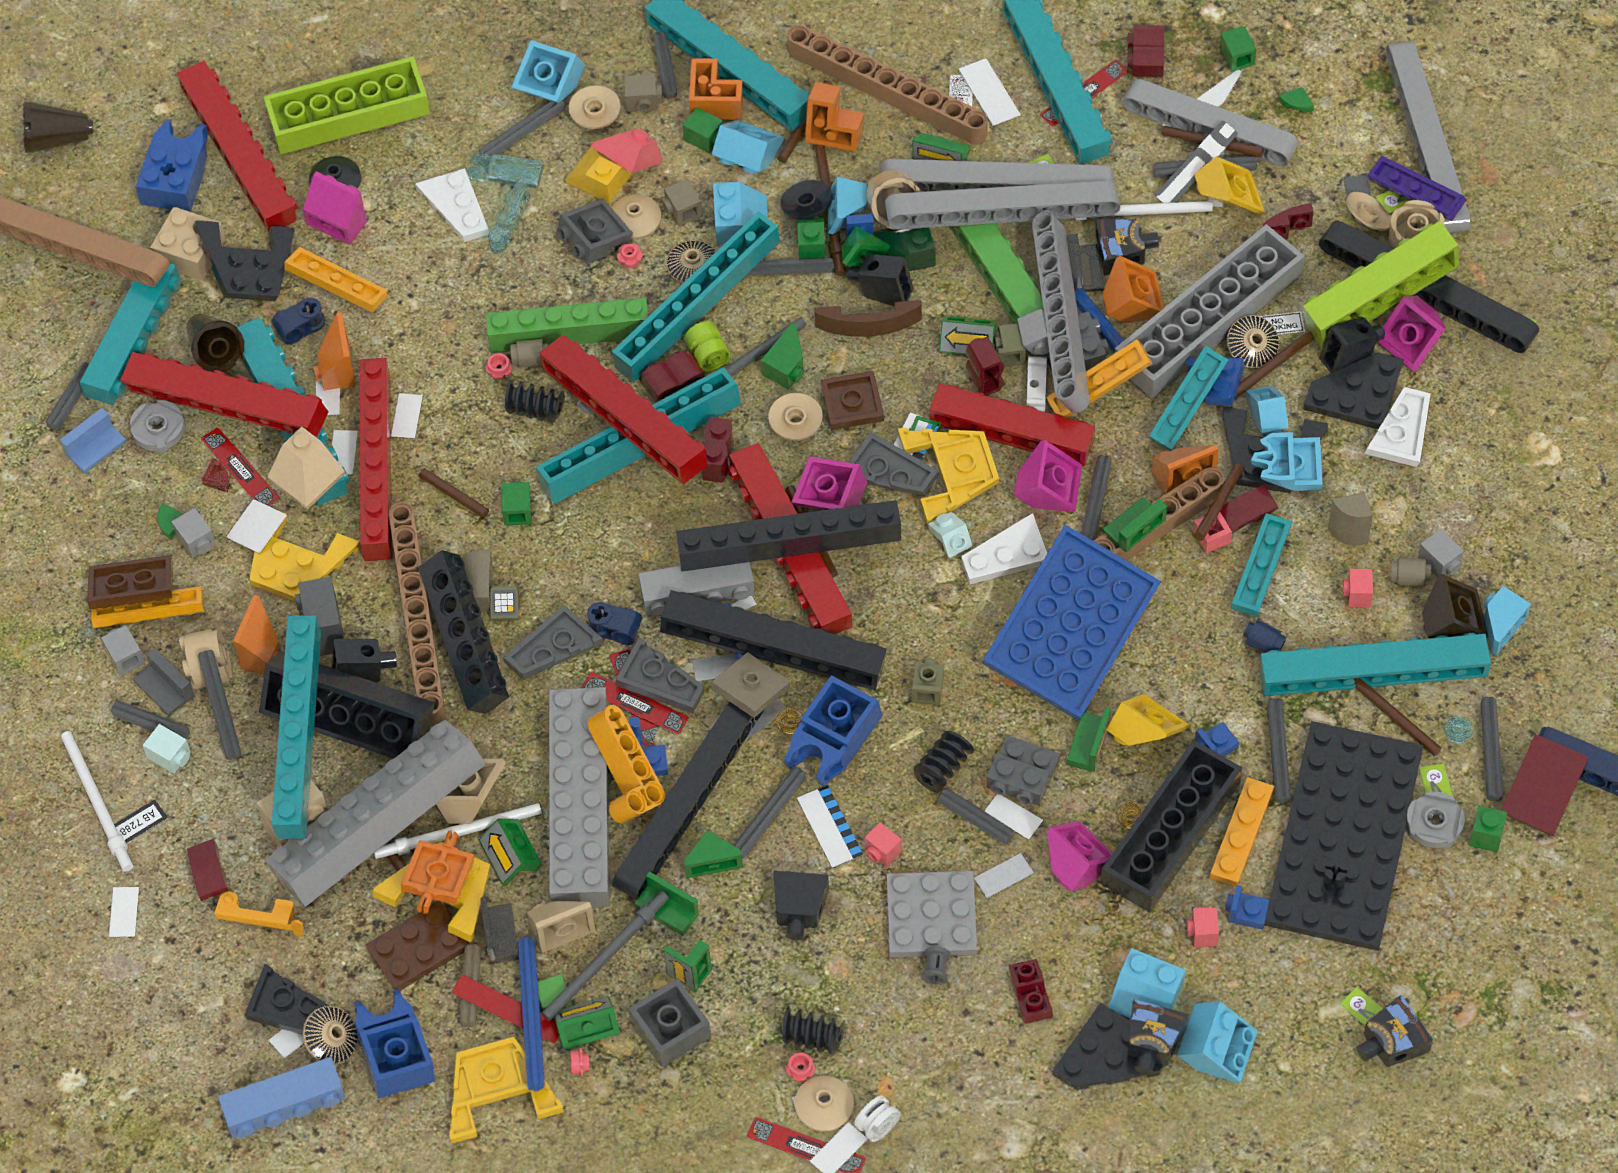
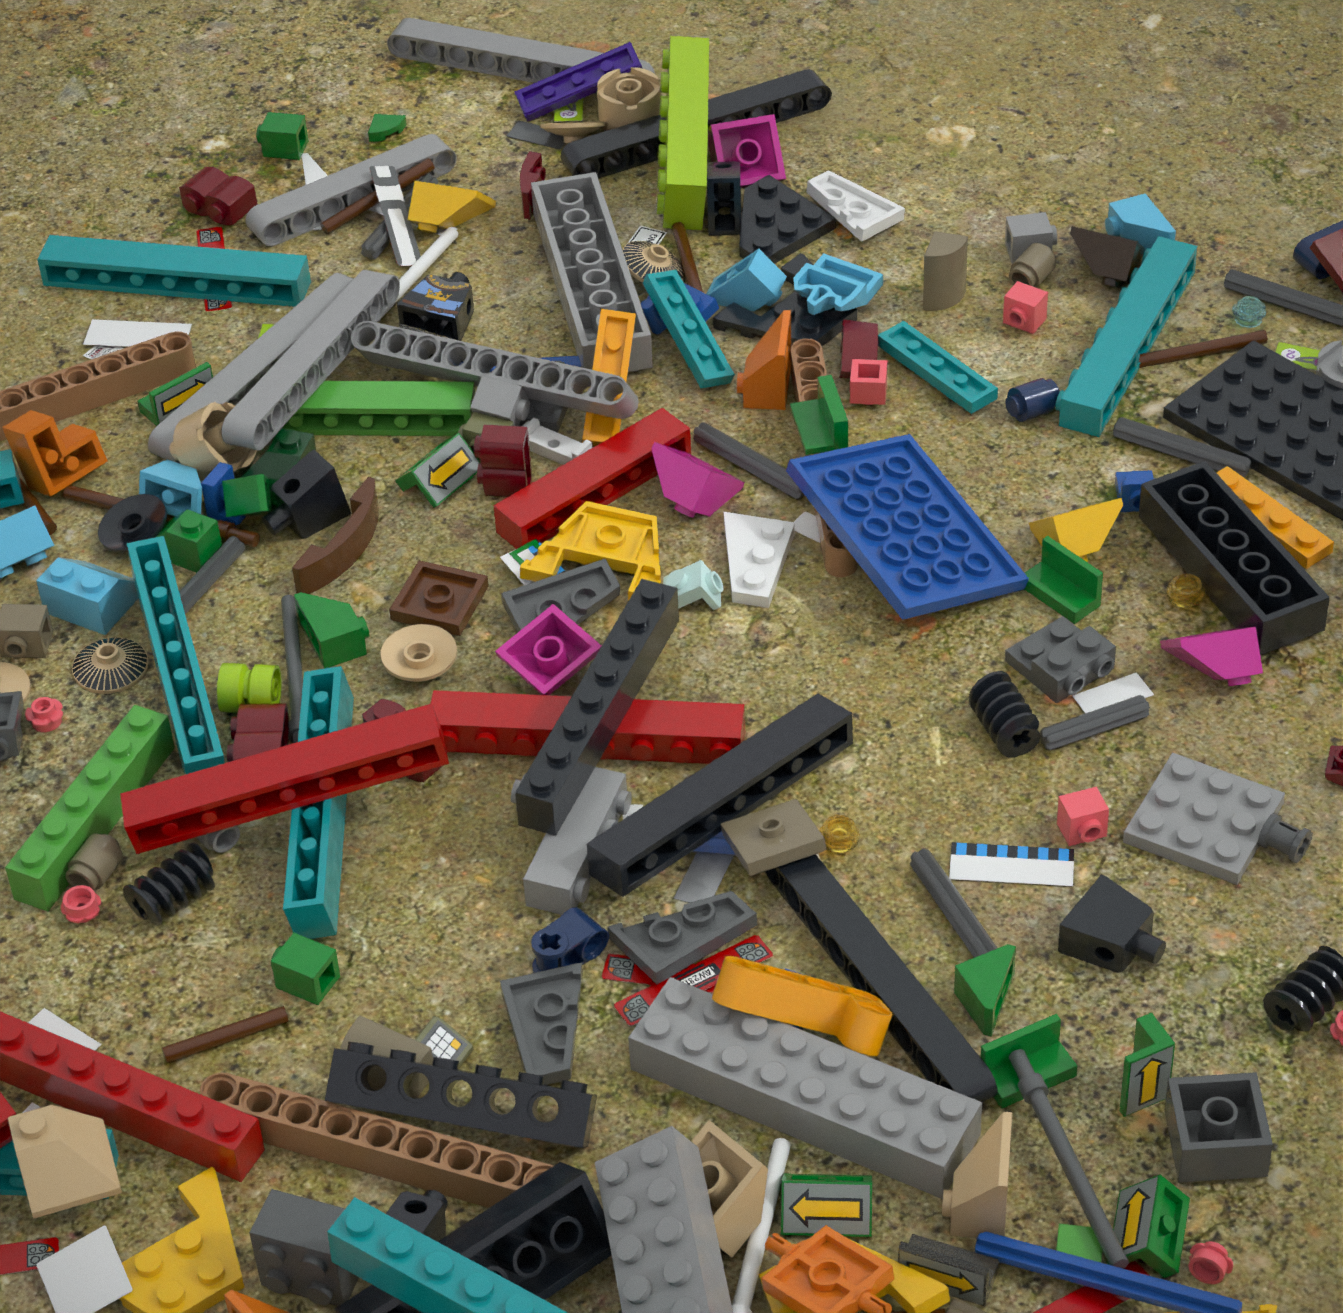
camera: 60 degrees left, 15 degrees down
(834, 728) = (889, 788): blue brick -> none
(928, 682) = (883, 687): olive brick -> none
(1003, 875) = (1189, 734): flat silver sticker -> none
(1132, 292) = (512, 324): orange slope -> none
(1218, 502) = (846, 354): reddish brown bar -> none

